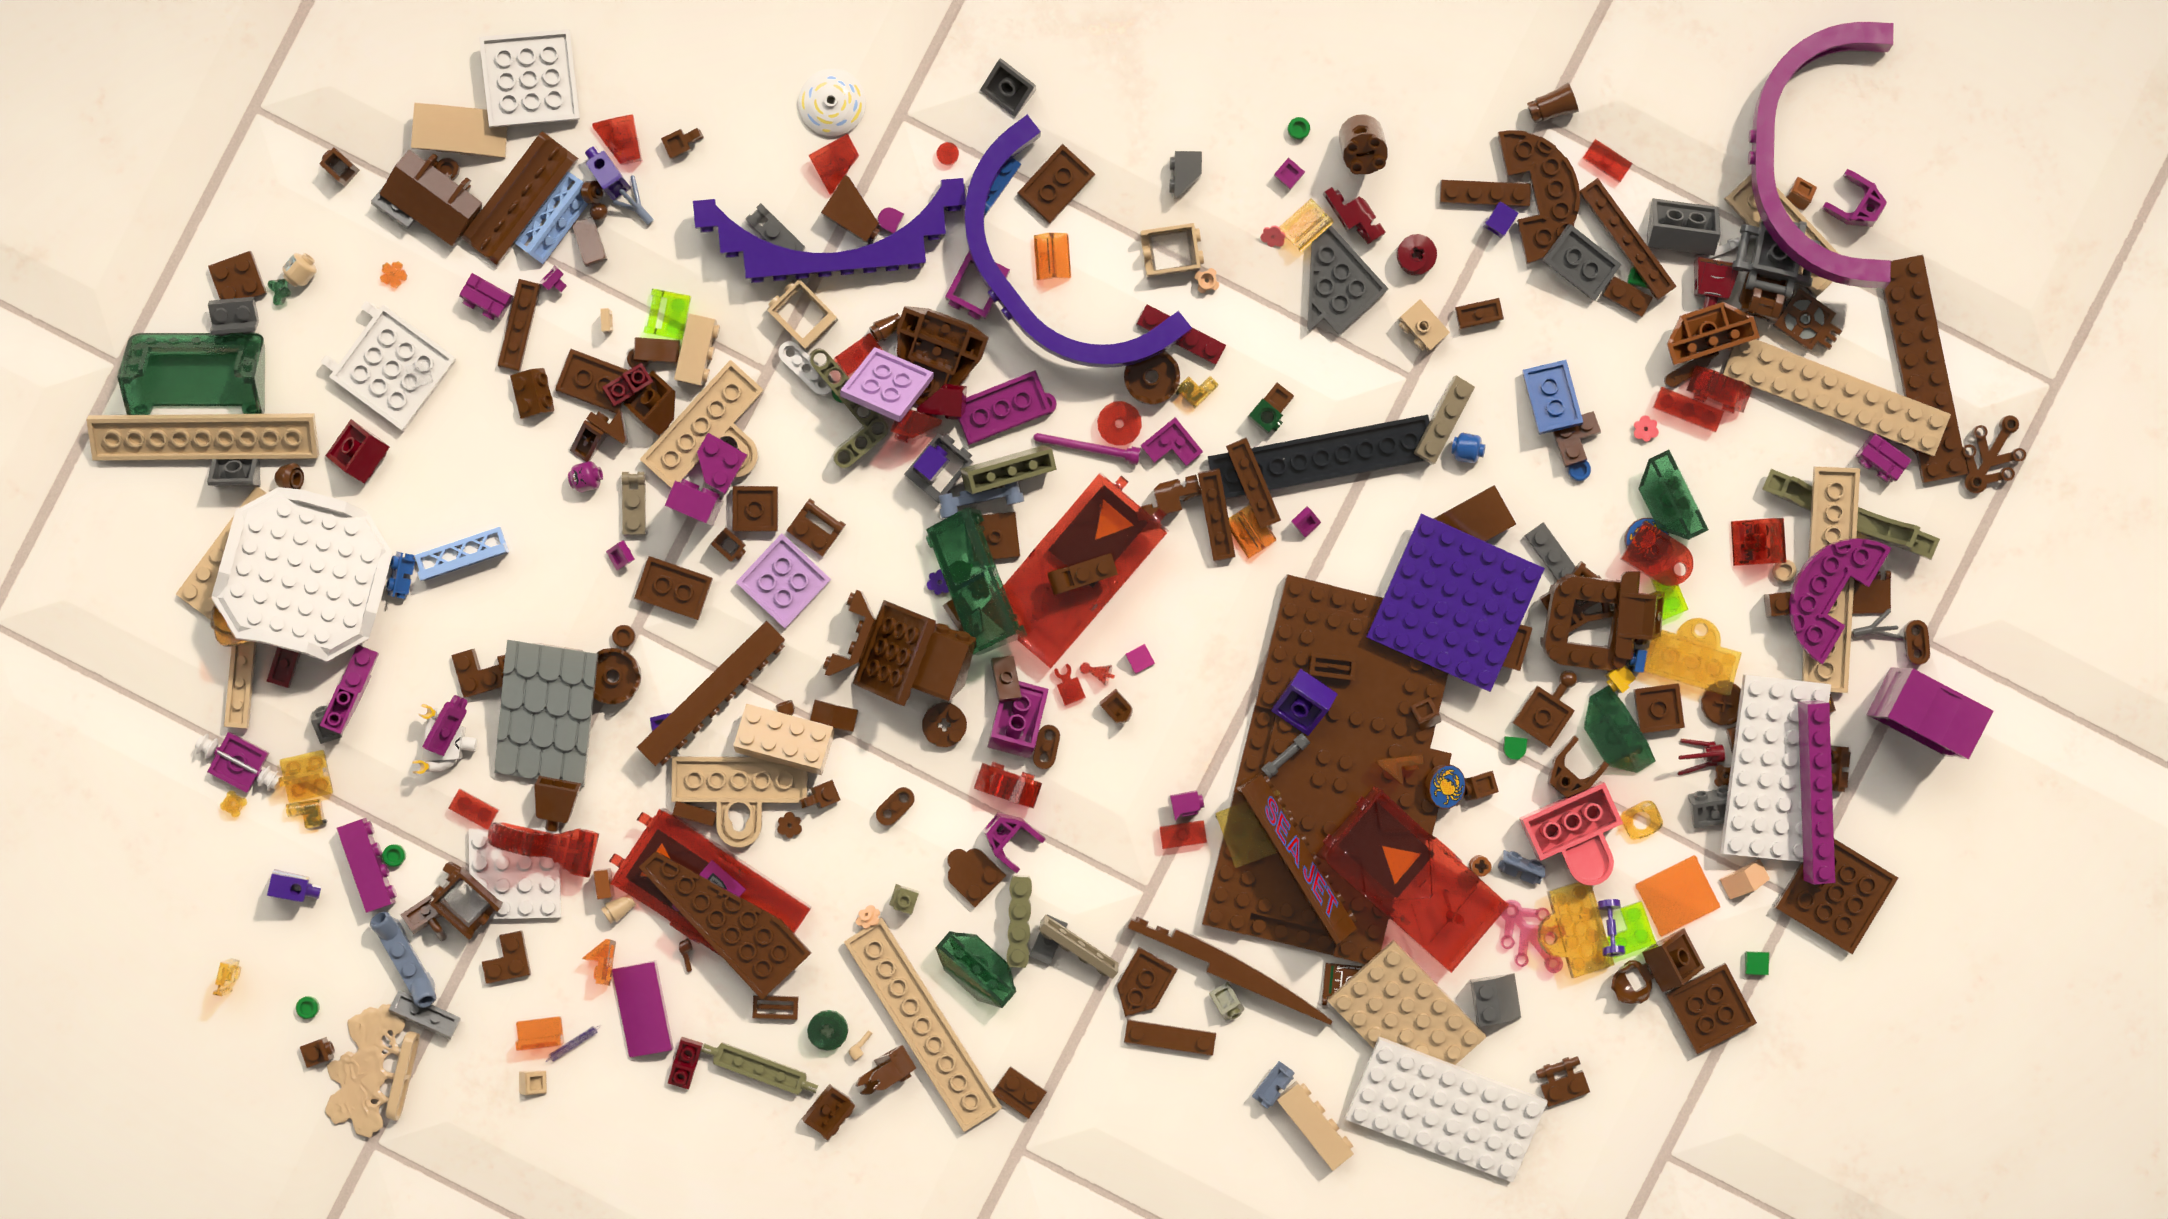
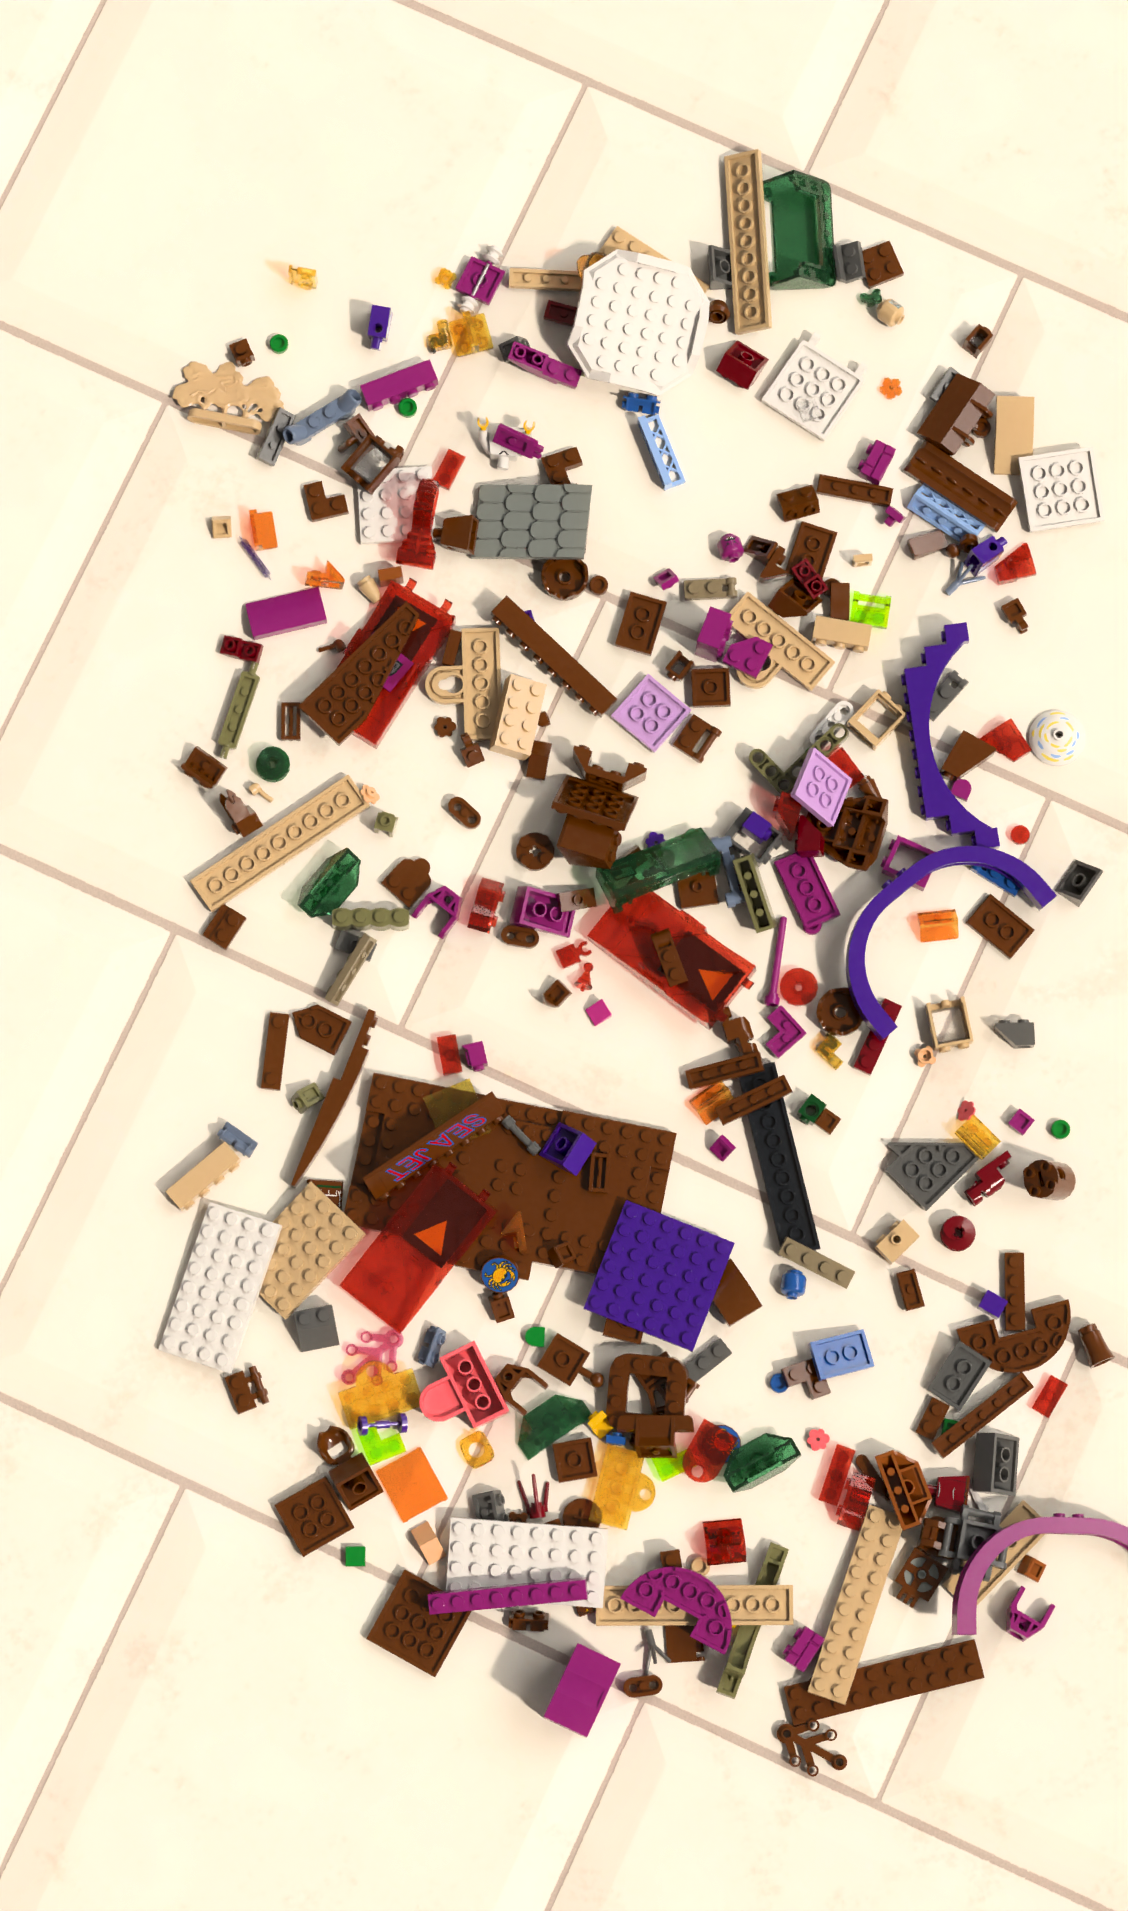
camera: 85 degrees right, 10 degrees down
(1476, 860) = (436, 1313): dark orange bush -> none

